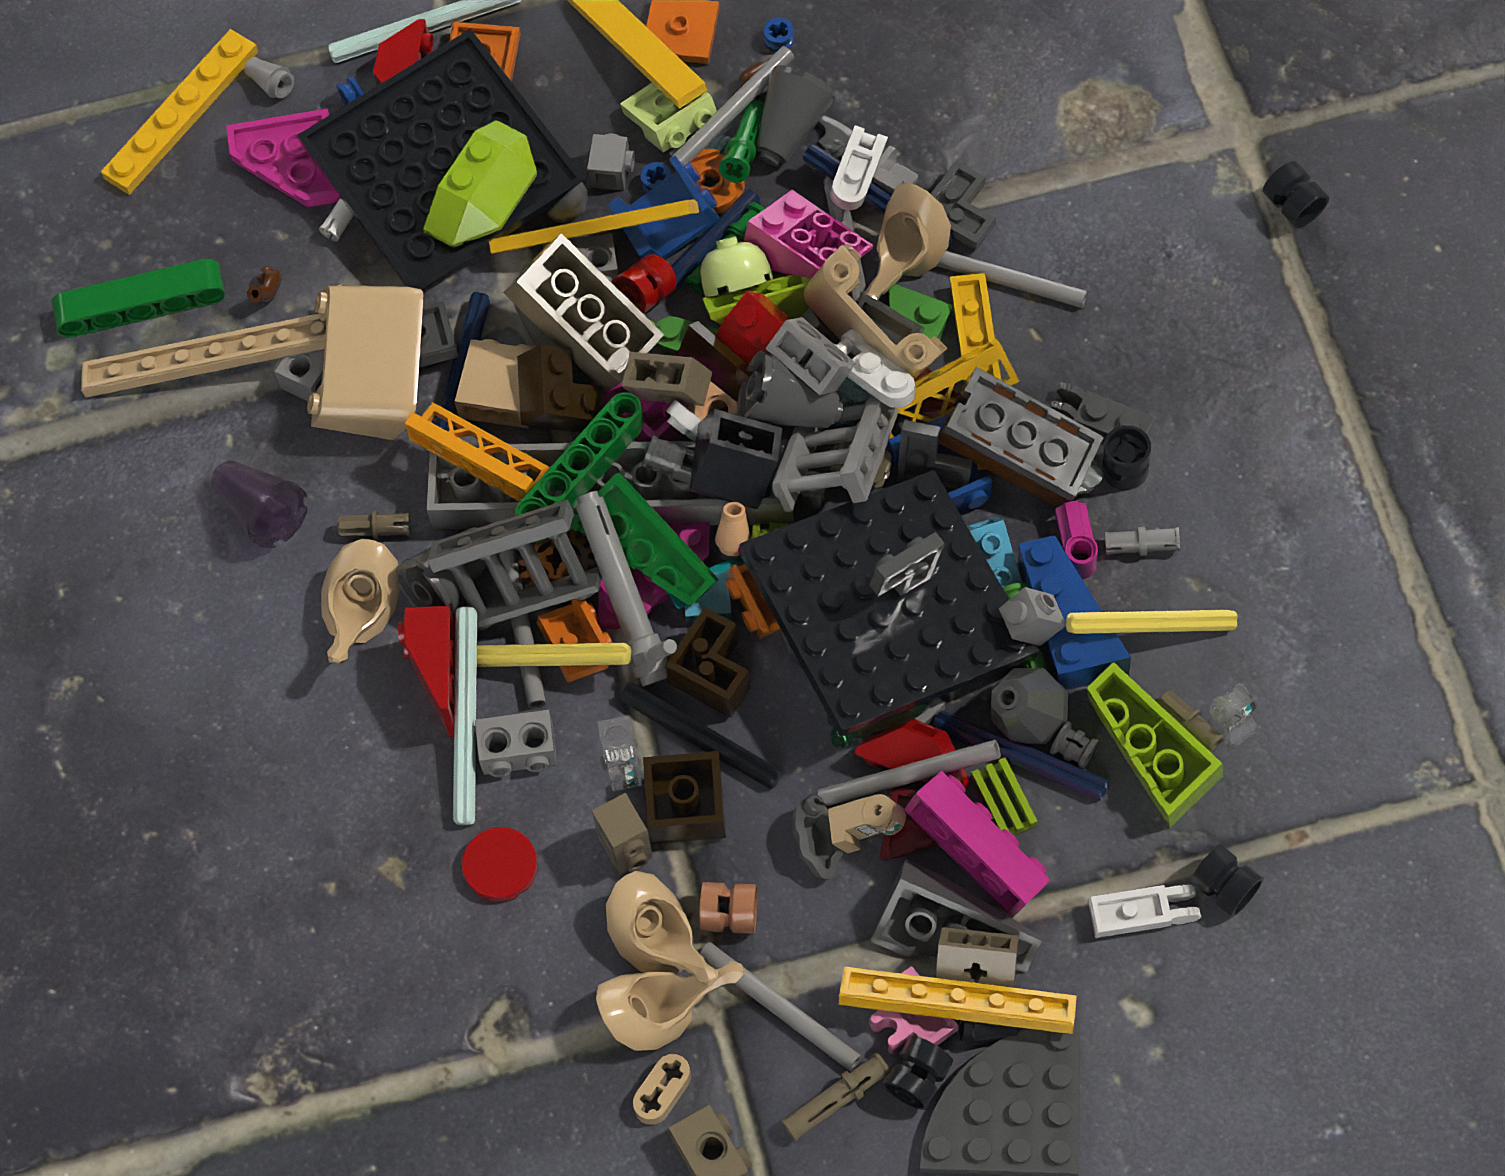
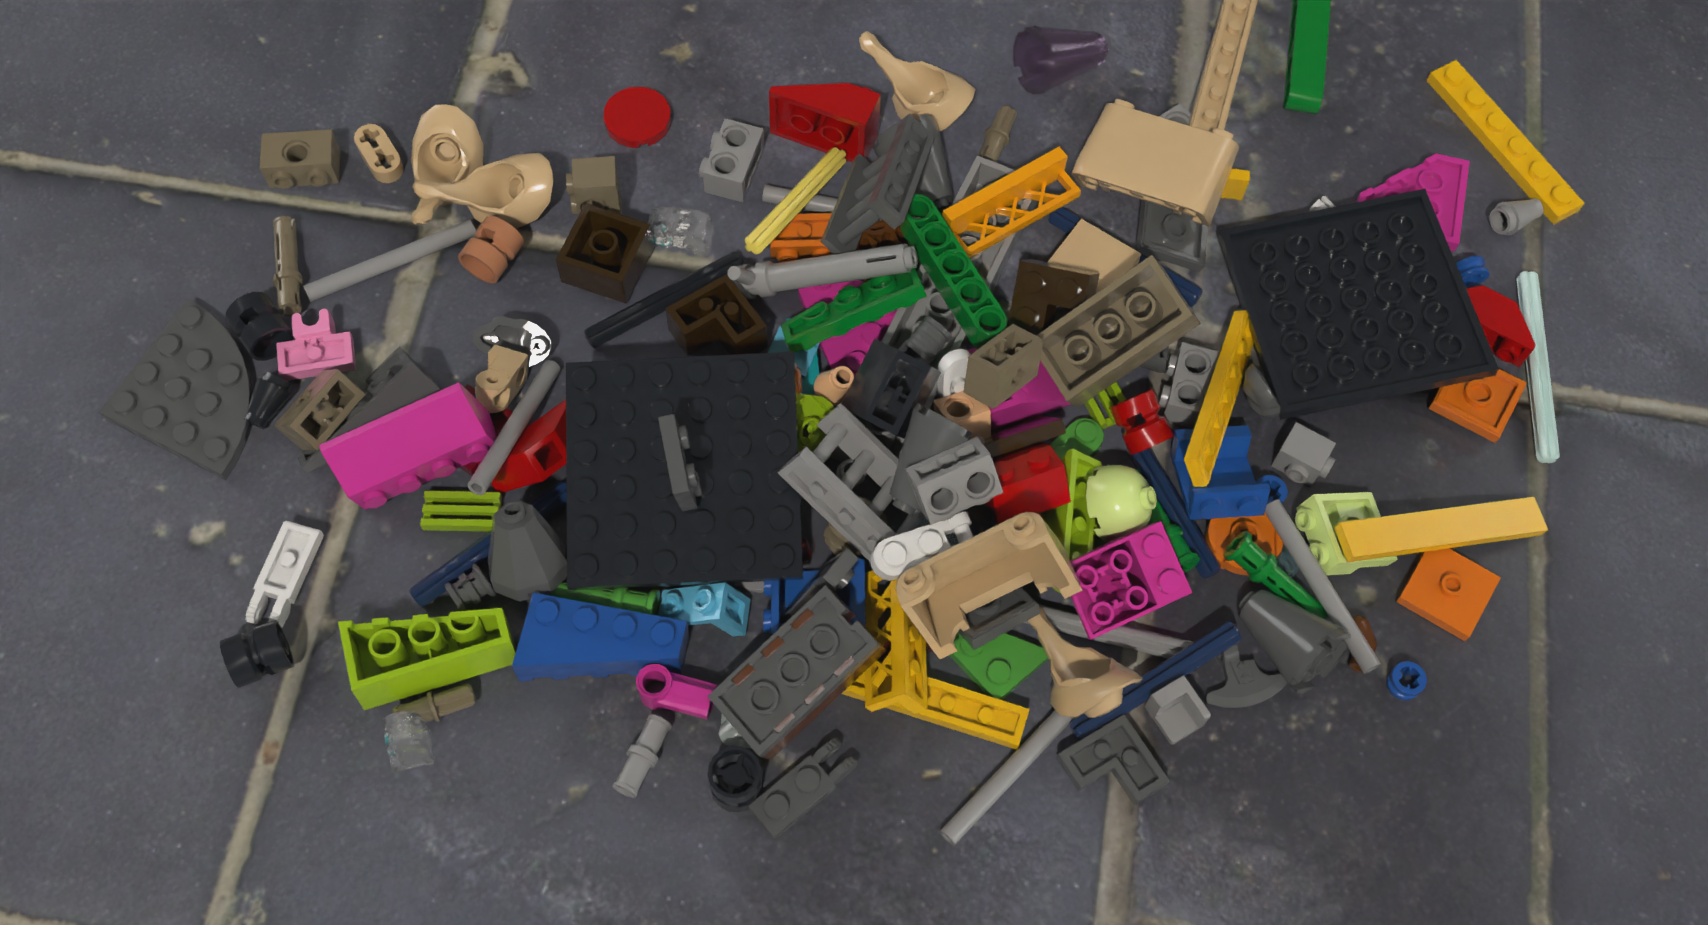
camera: 105 degrees right, 0 degrees up
(270, 282) = (1276, 140): reddish brown arm -> none
(465, 716) = (780, 130): light aqua axle -> none
(482, 186) = (1309, 316): lime wedge -> none
(857, 169) = (1188, 660): white plate -> none
(958, 1000) = (289, 376): yellow tile -> none
(1032, 616) = (592, 584): light grey brick -> none
(1151, 621) = (537, 706): light yellow axle -> none

